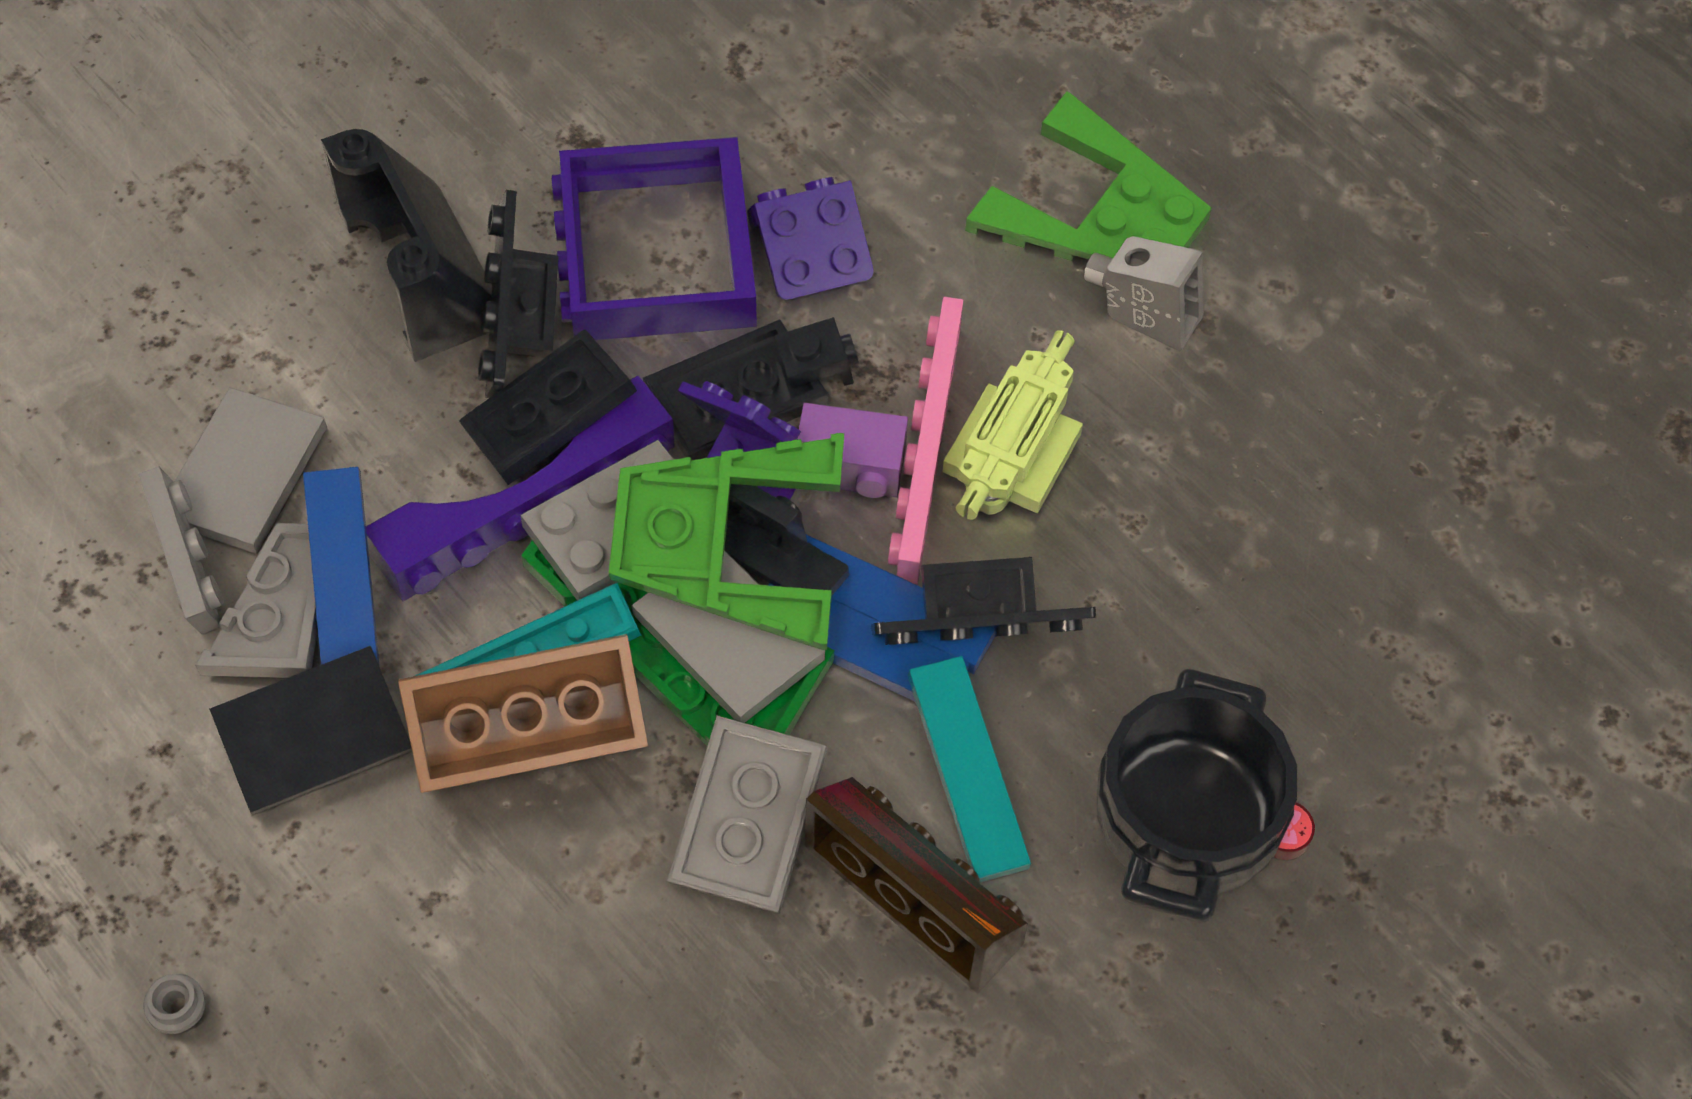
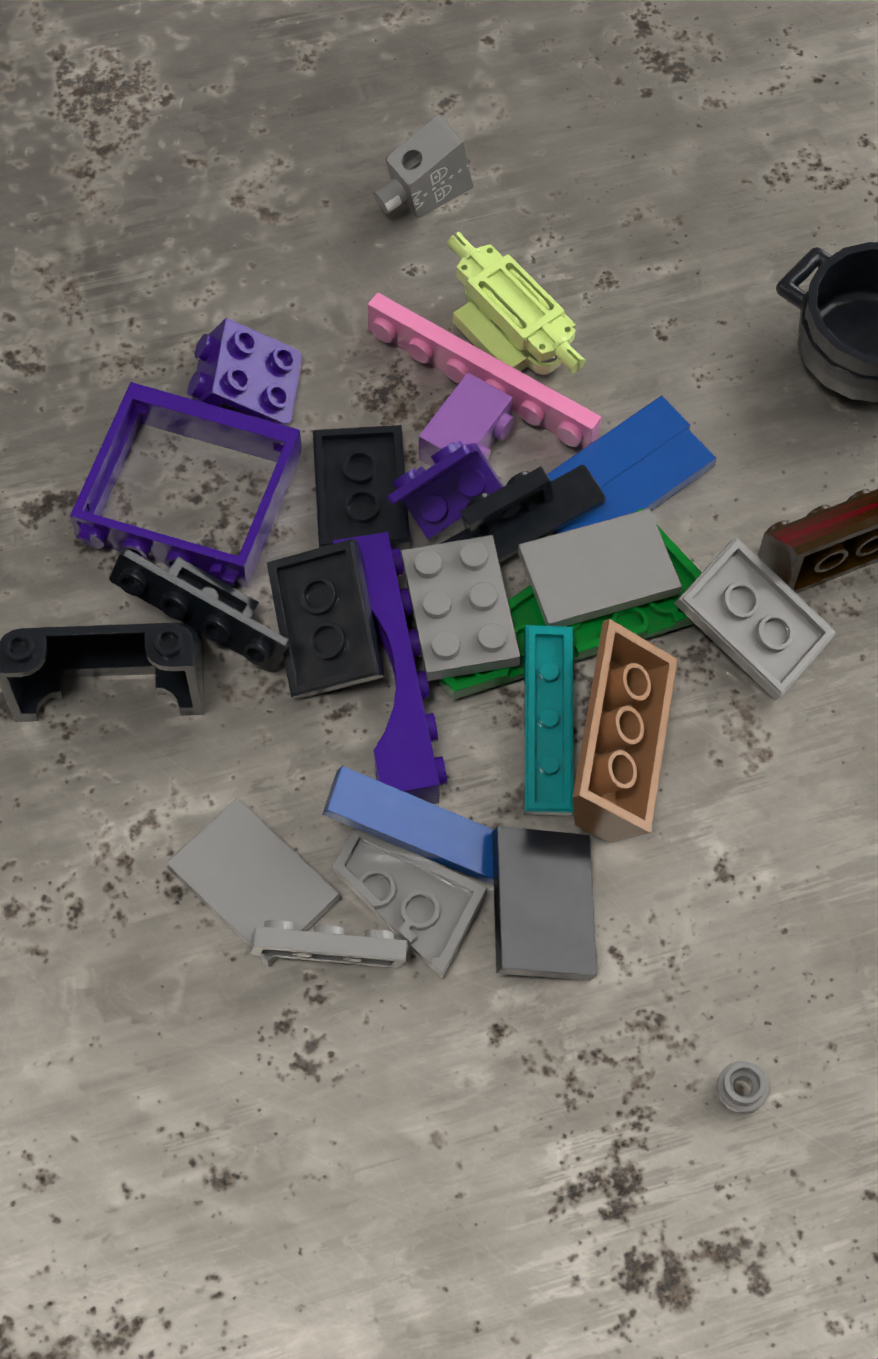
camera: 65 degrees left, 5 degrees up
(675, 526) = (511, 557): bright green wing -> none
(817, 353) = (366, 414): black bracket -> none
(968, 769) = (774, 462): teal tile -> none
(980, 595) = (650, 395): black bracket -> none
(1138, 203) = (338, 151): bright green wing -> none

